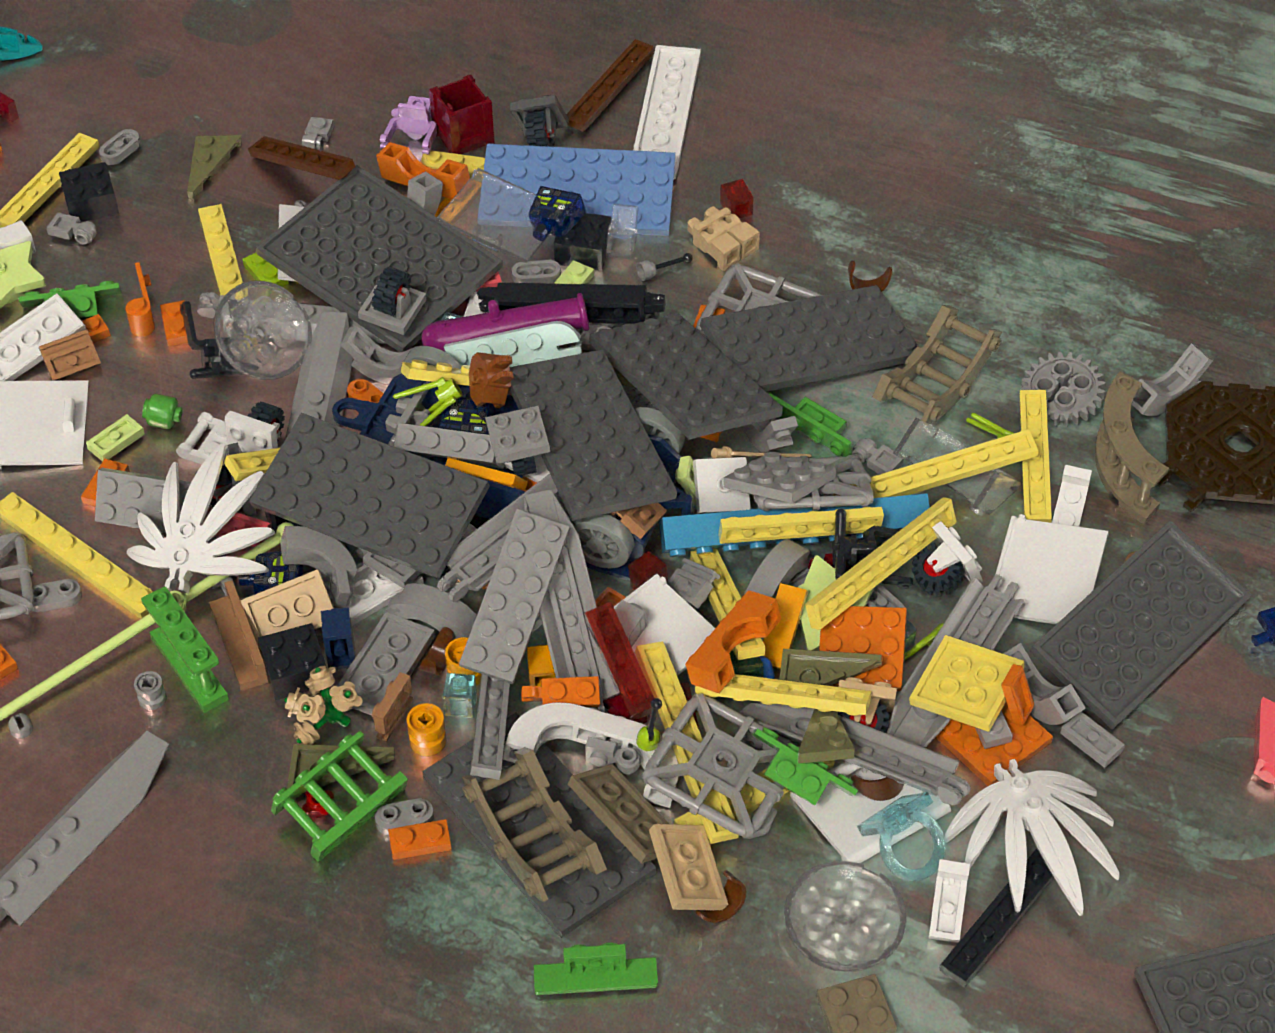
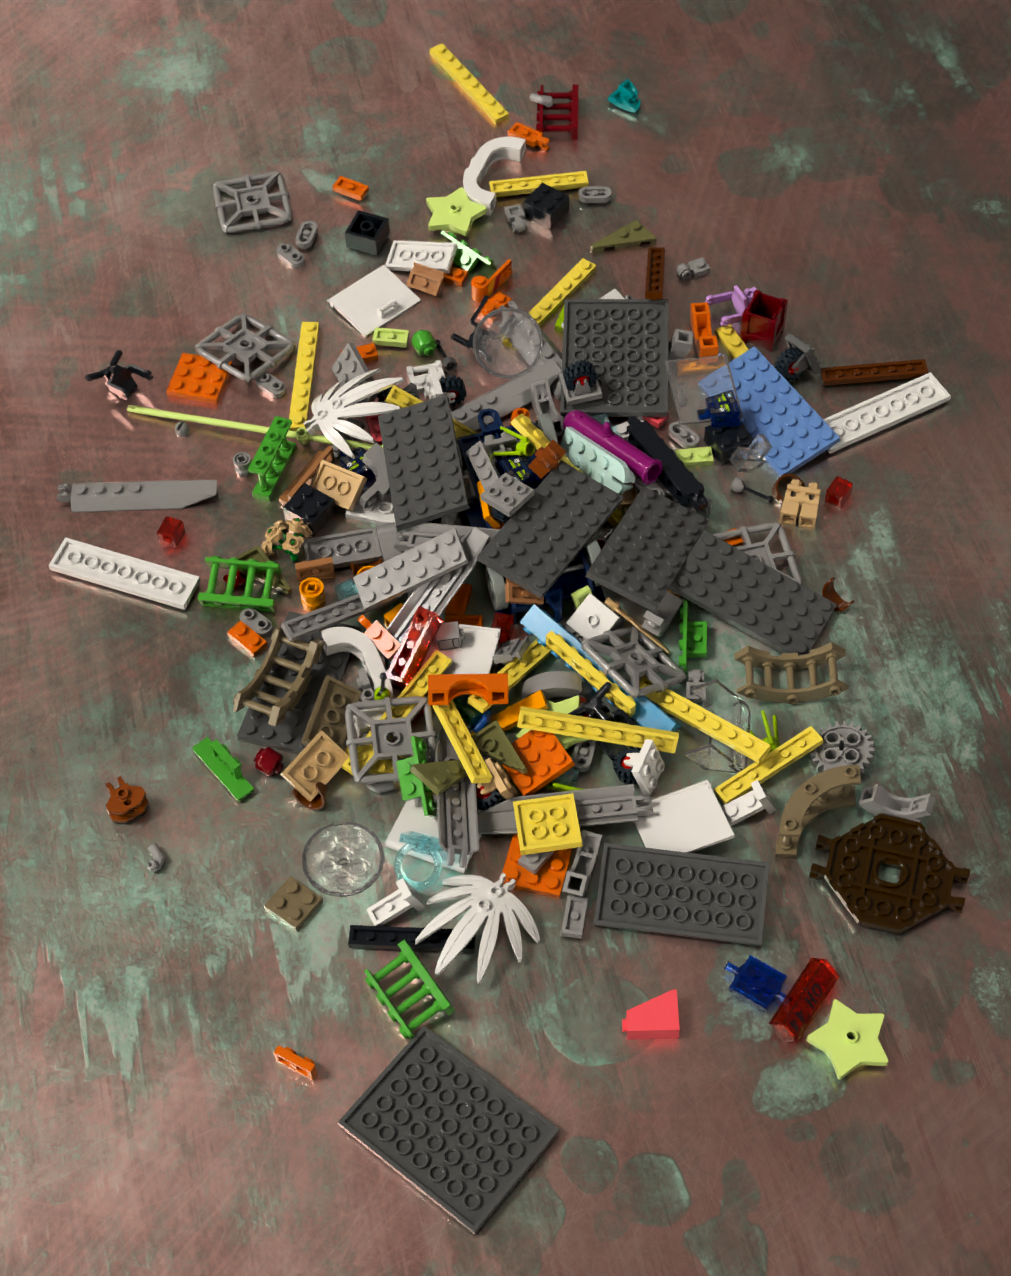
camera: 55 degrees right, 5 degrees up
(177, 827) = (170, 532): none -> clear red brick
(186, 917) = (124, 573): none -> white plate
(214, 406) = (449, 363): none -> dark grey hinge
(338, 638) = (335, 516): dark blue brick -> none
(631, 917) = (269, 761): none -> dark red head
(680, 244) = (786, 477): none -> reddish brown helmet
(780, 477) = (613, 641): light grey plate -> none
(1017, 694) = (558, 854): orange tile -> none
(1095, 927) = (428, 988): none -> bright green fence

